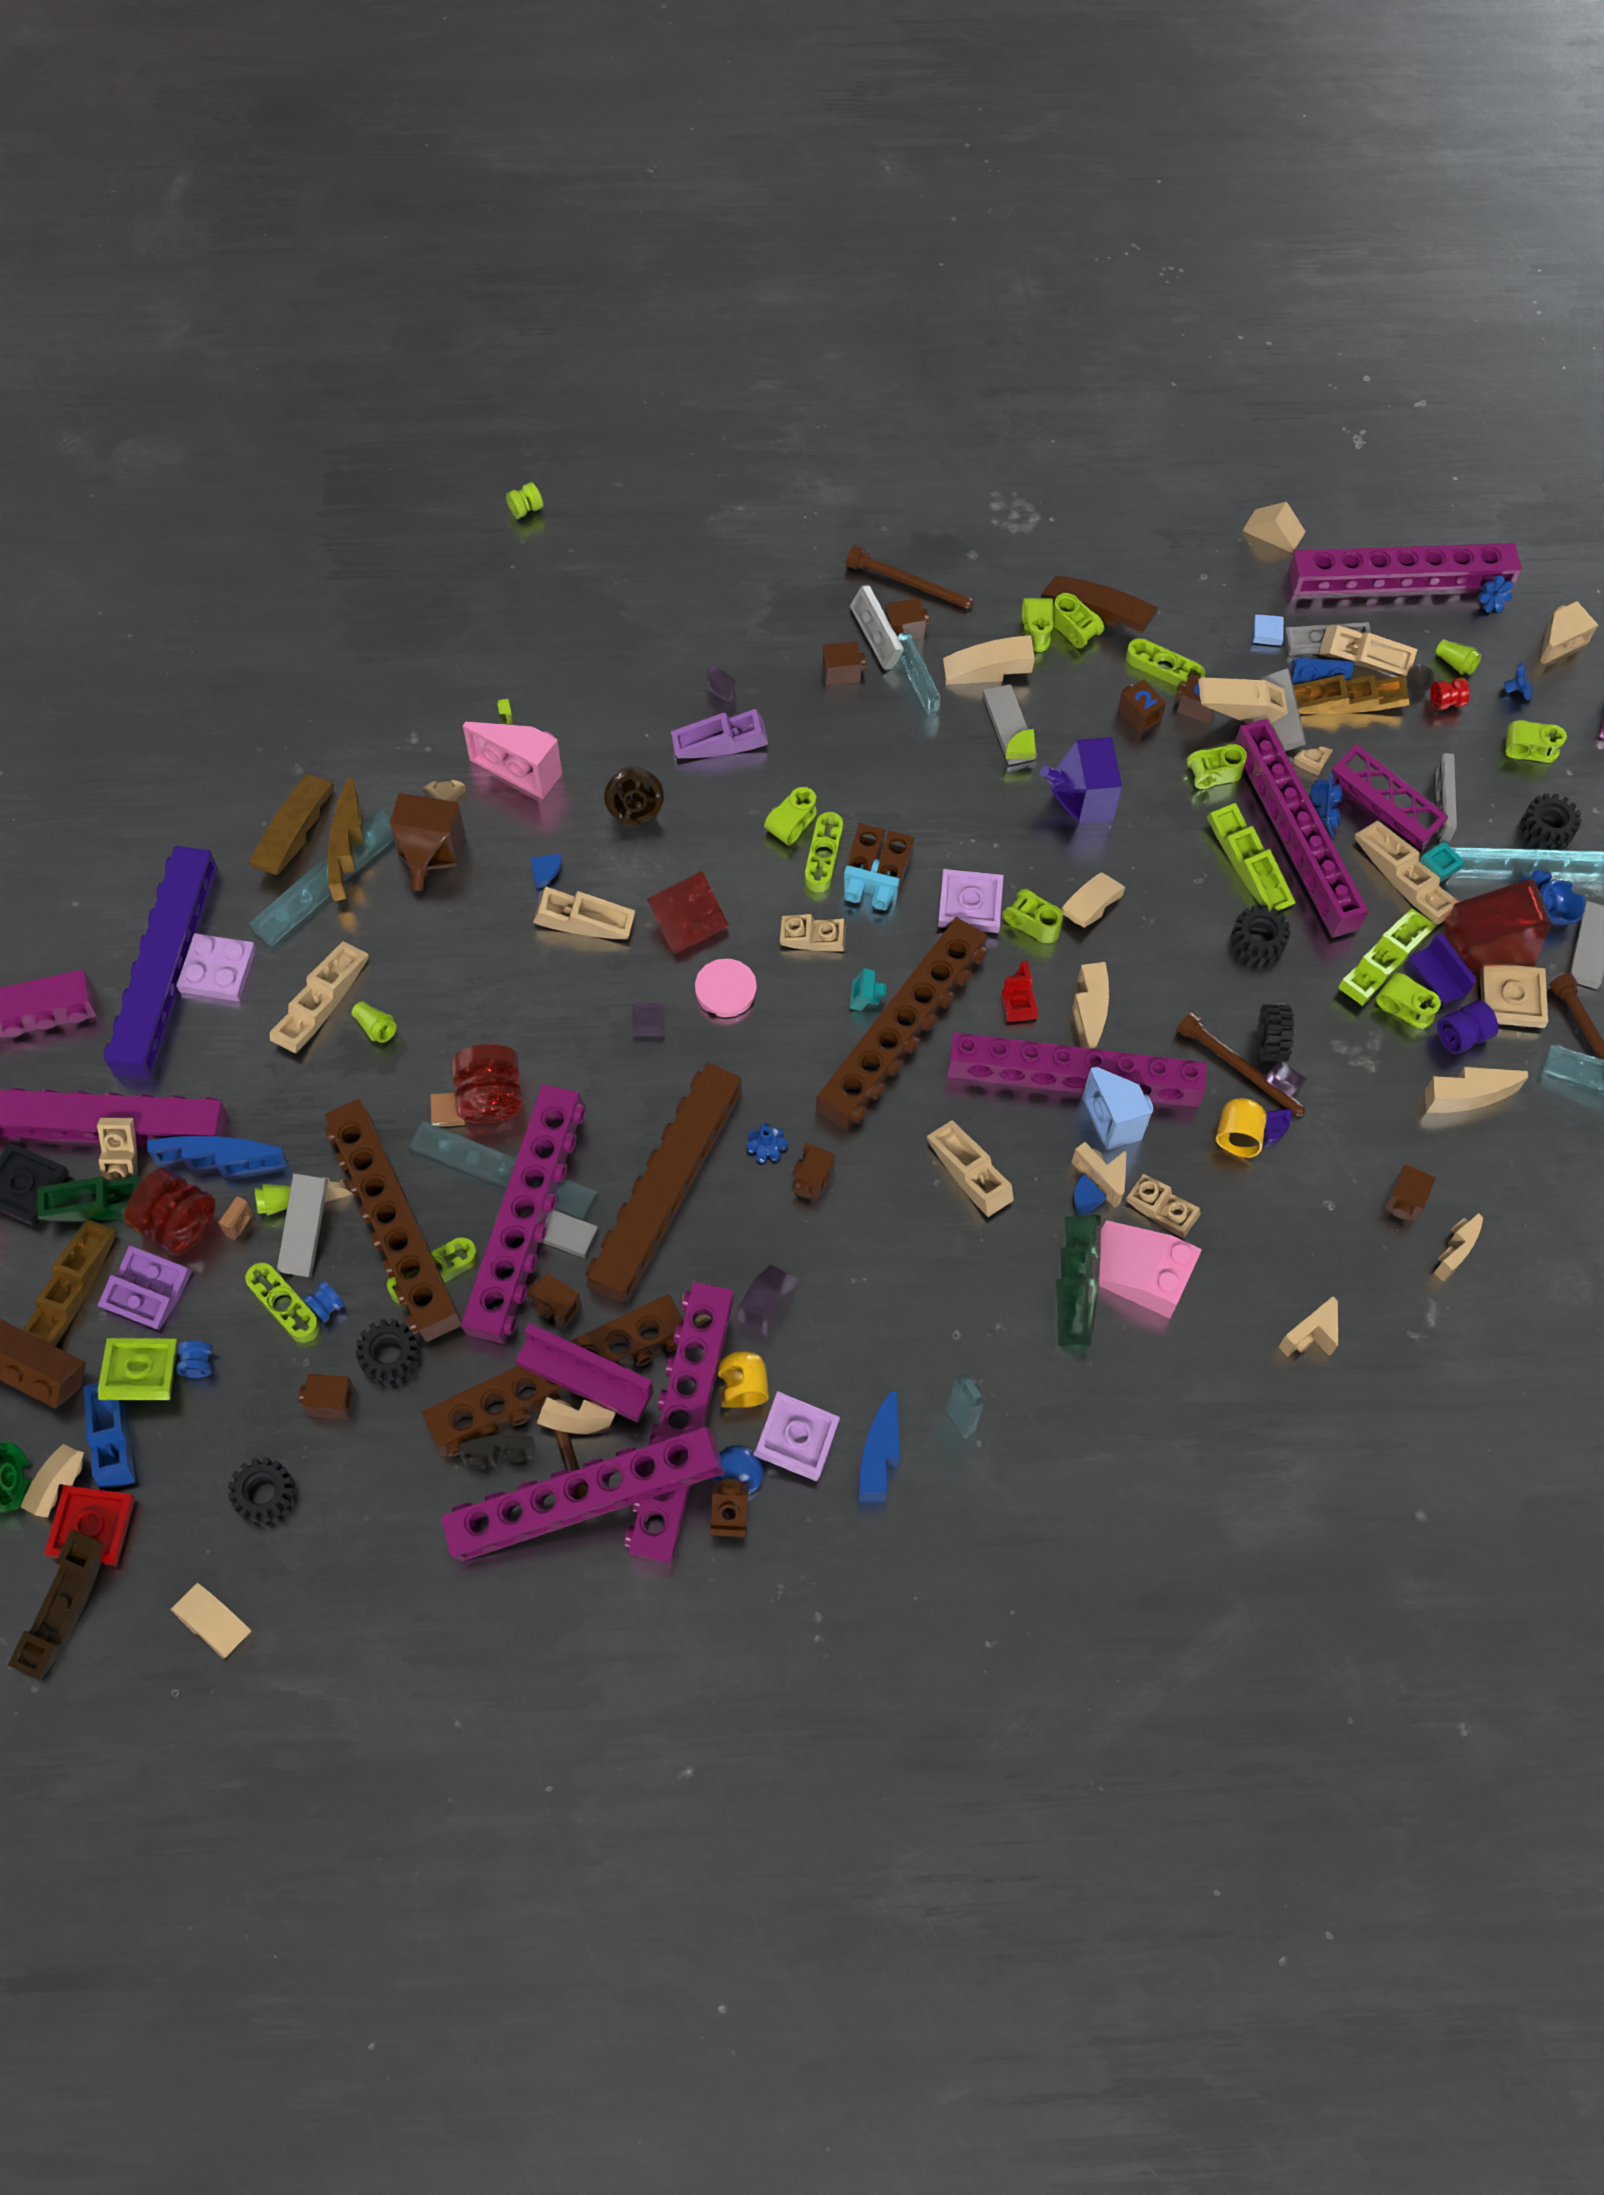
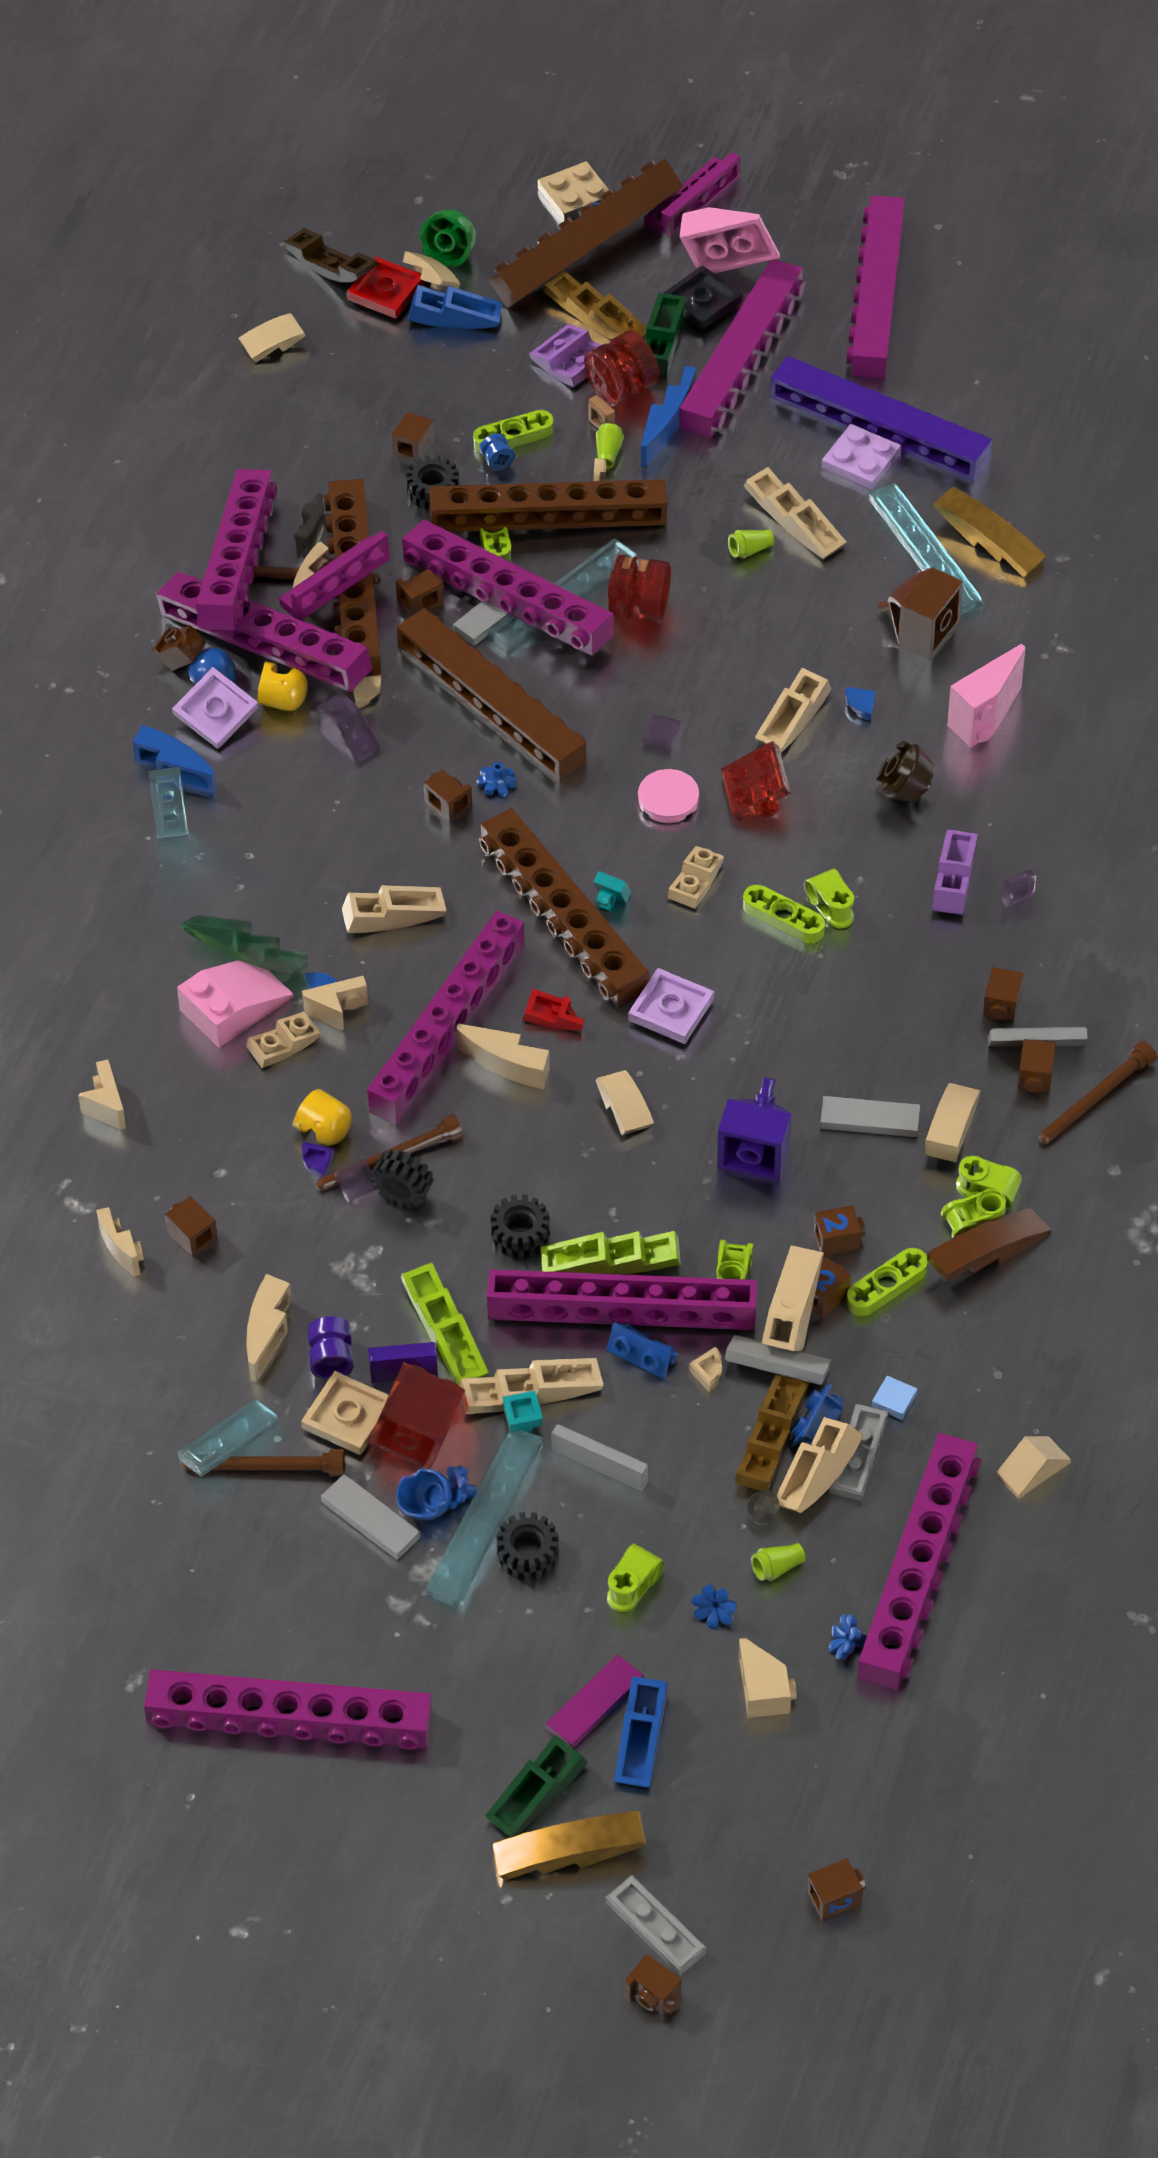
camera: 115 degrees right, 10 degrees down
(118, 1148) = (696, 351): tan slope -> none
(137, 1369) = (495, 330): lime plate -> none
(194, 1359) = (489, 367): blue wheel -> none
(248, 1477) = (357, 374): black tyre -> none
(302, 1225) = (570, 448): light grey tile -> none
(344, 833) = (945, 552): pearl gold slope -> none
(445, 790) = (983, 651): tan tile -> none
(505, 712) = (1046, 714): lime tile -> none
(873, 875) = (744, 942): hips -> none
(919, 675) = (961, 1053): clear light blue tile -> none
(1022, 746) = (830, 1105): lime tile -> none
(1031, 913) = (628, 1048): lime piece -> none
(1116, 1108) = (385, 1018): light blue slope -> none
(1381, 806) = (619, 1391): magenta fence -> none
(1407, 999) = (388, 1314): lime piece -> none
(1449, 694) = (729, 1524): red wheel -> none

